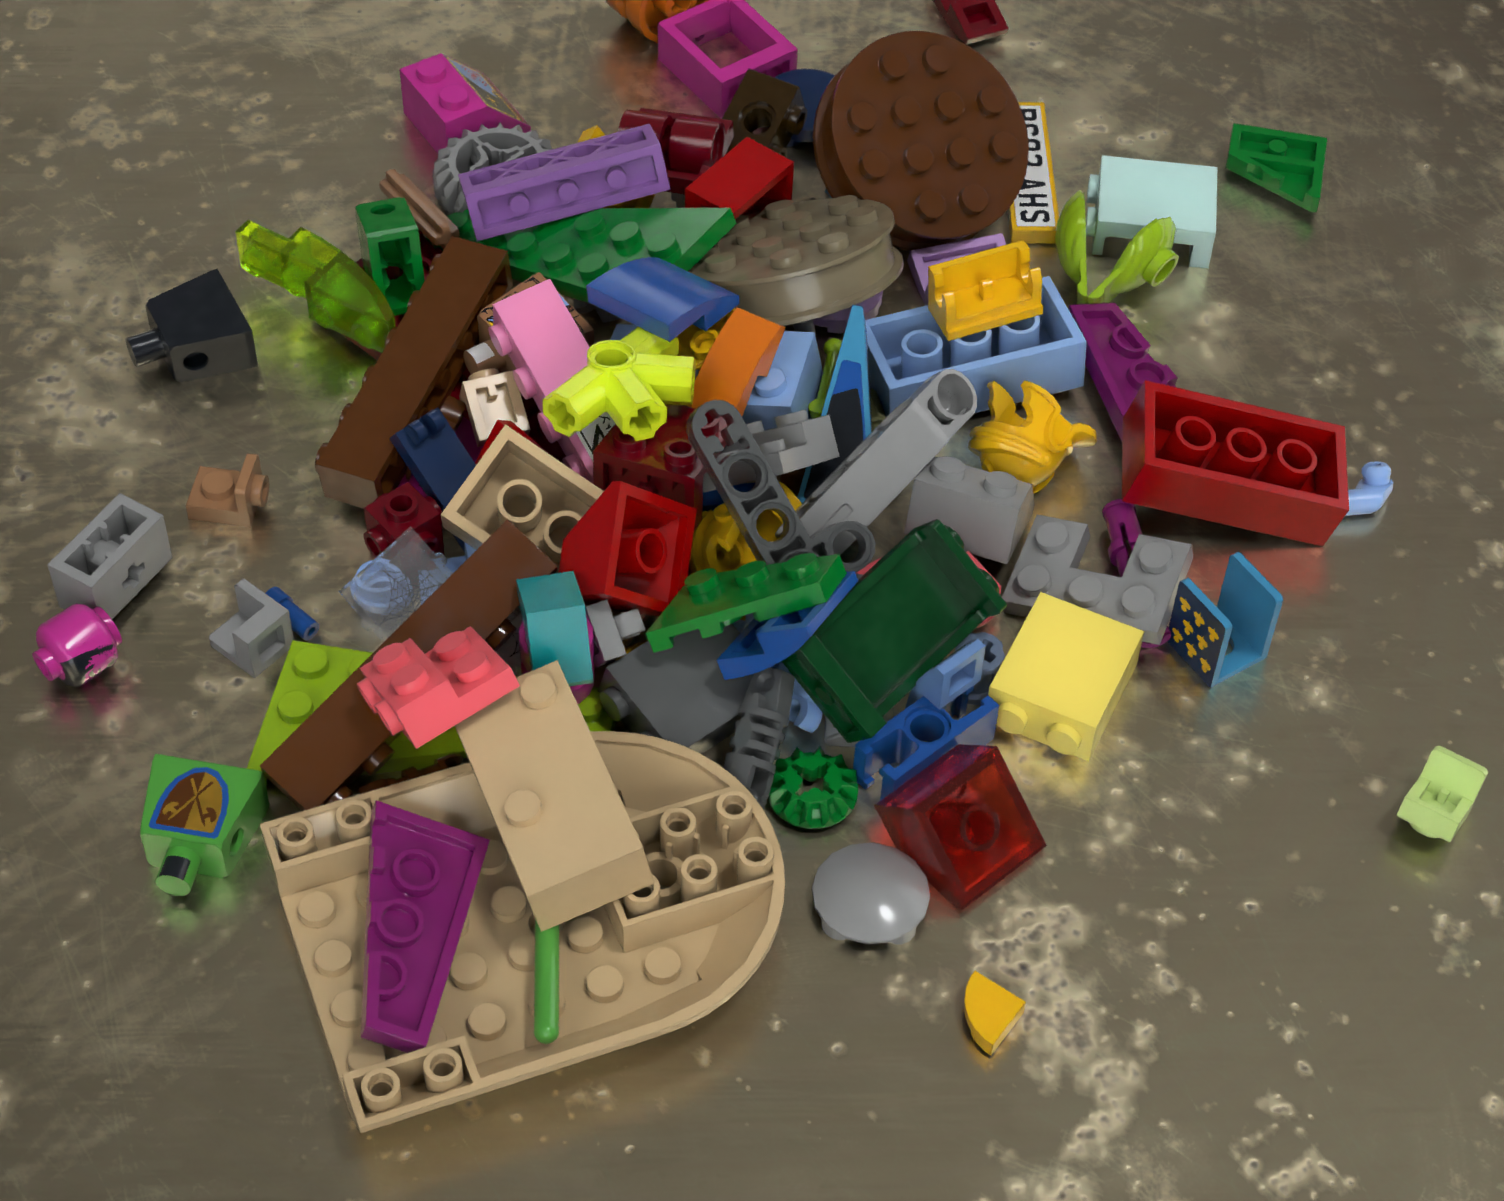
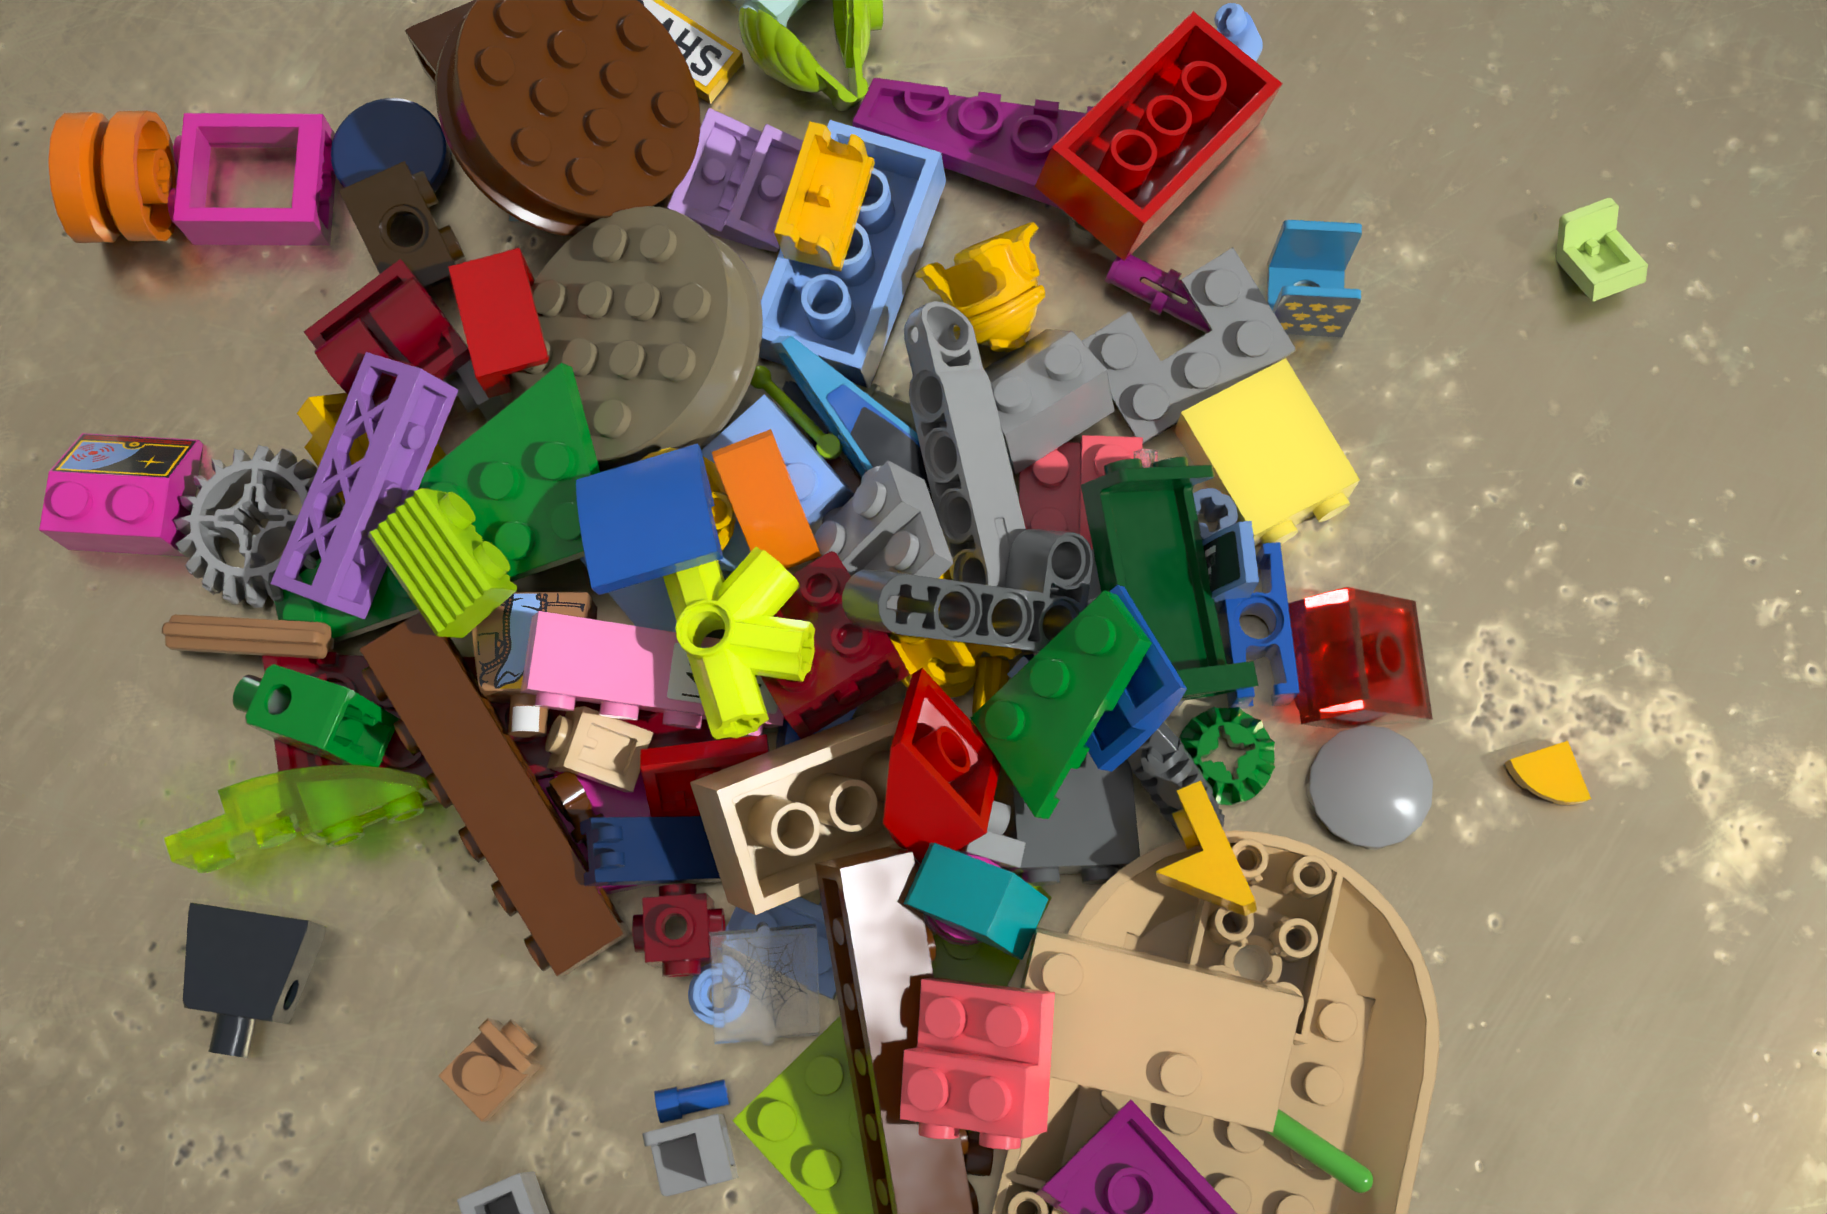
camera: 50 degrees left, 25 degrees up
(544, 234) = (443, 561): none -> lime brick
(711, 767) = (1213, 871): none -> yellow slope

